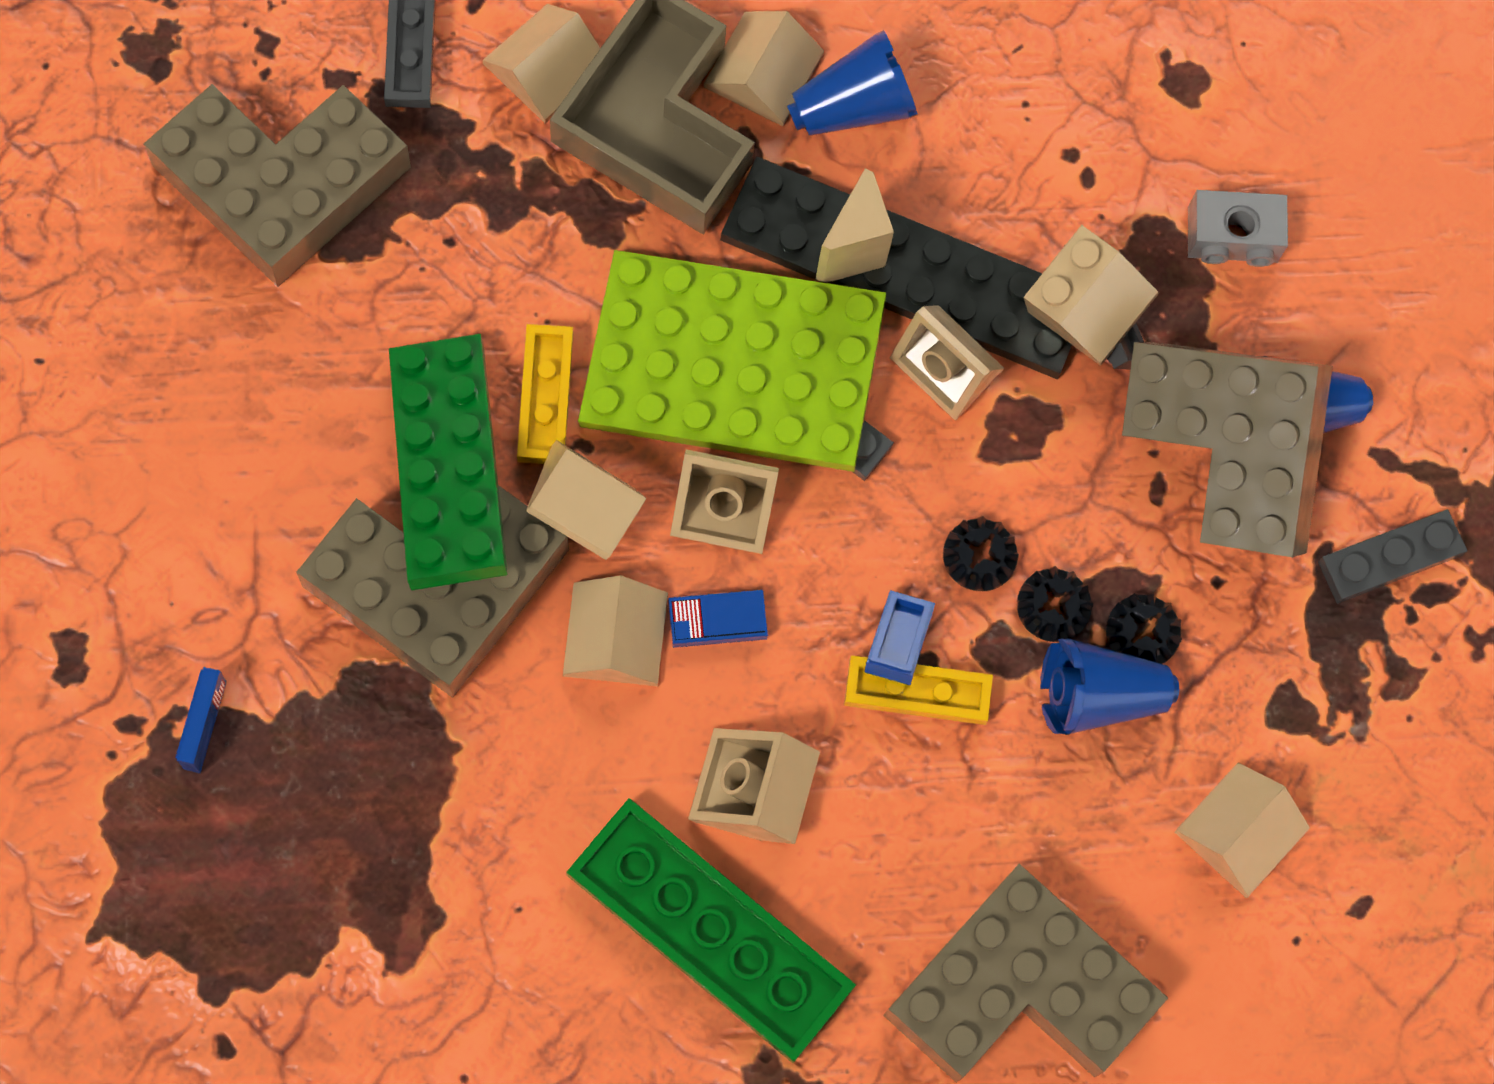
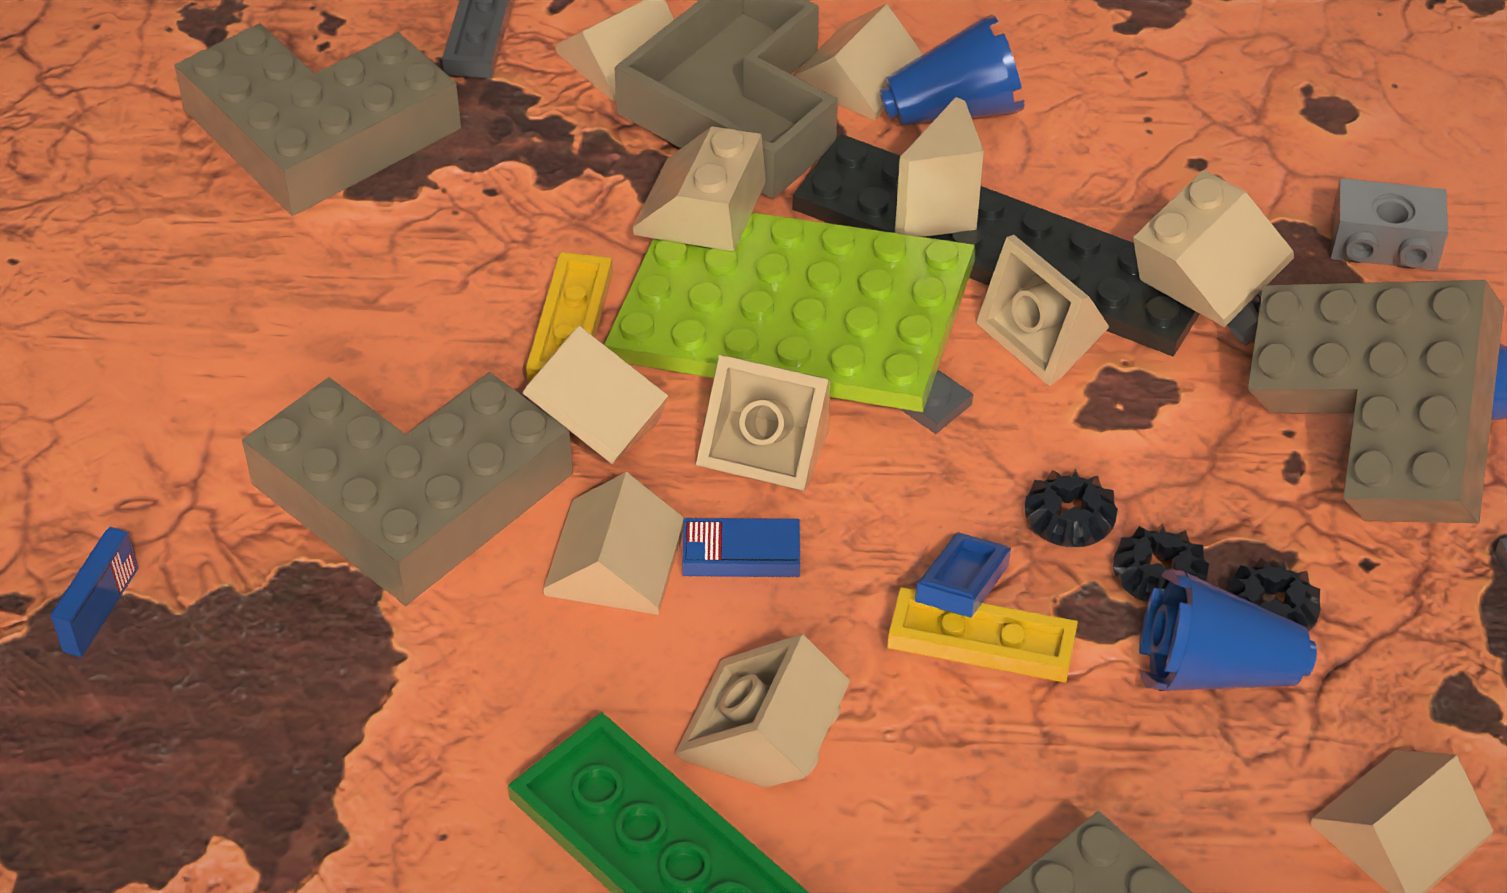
camera: 15 degrees right, 25 degrees down
(446, 463) = (439, 354): green plate -> none
(645, 255) = (706, 190): none -> tan slope

